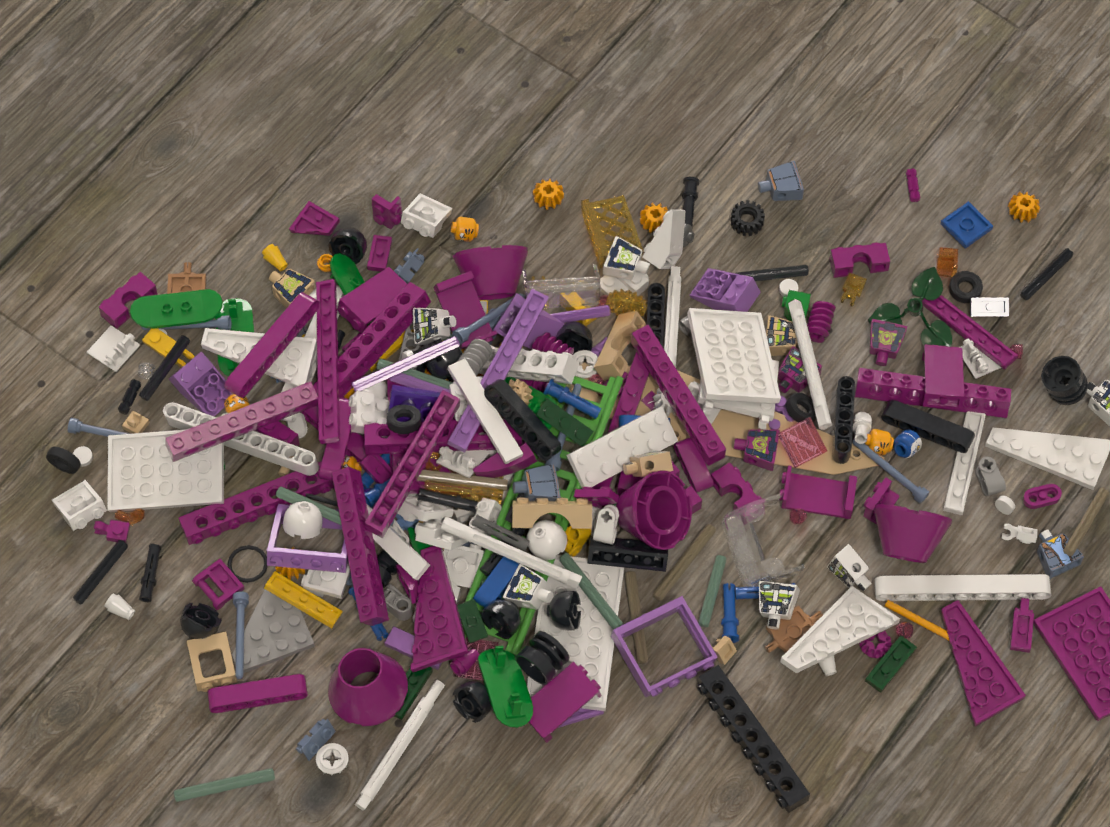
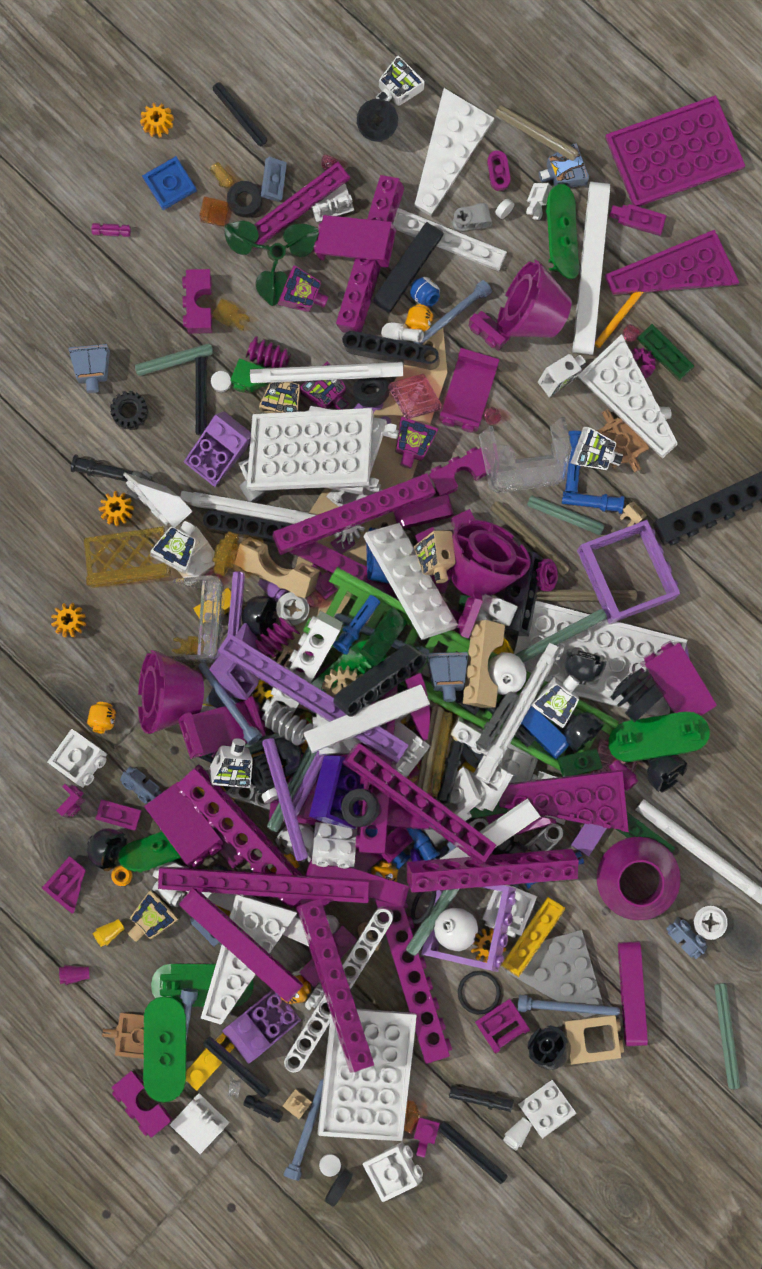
camera: 85 degrees left, 20 degrees up
(143, 630) = (547, 1109): none -> white hinge
(236, 235) = (72, 974): none -> magenta cone
(644, 580) = (547, 582): none -> magenta gear
(802, 248) = (173, 359): none -> sand green axle
(981, 267) = (222, 176): none -> clear yellow pin
(992, 555) = (562, 231): none -> green piece

